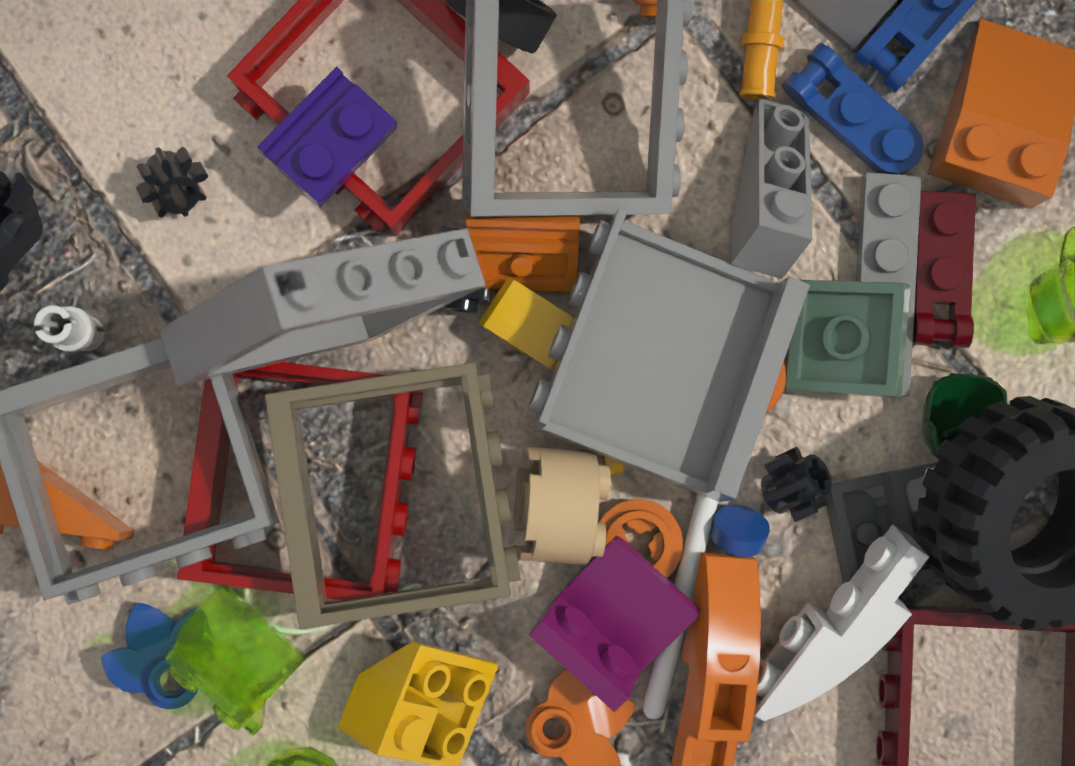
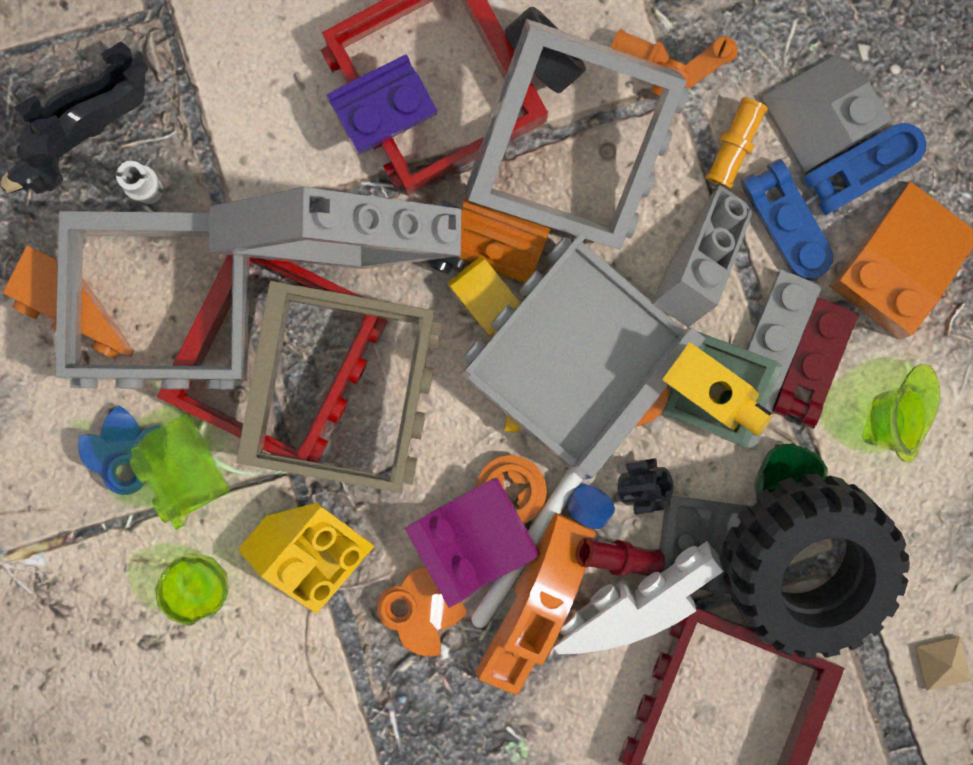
camera: 20 degrees right, 0 degrees up
(171, 182) = (252, 97): black gear -> none
(561, 505) = (460, 440): tan brick -> none
(795, 580) = (619, 557): none -> dark red pin
(825, 335) = (705, 382): none -> yellow torso

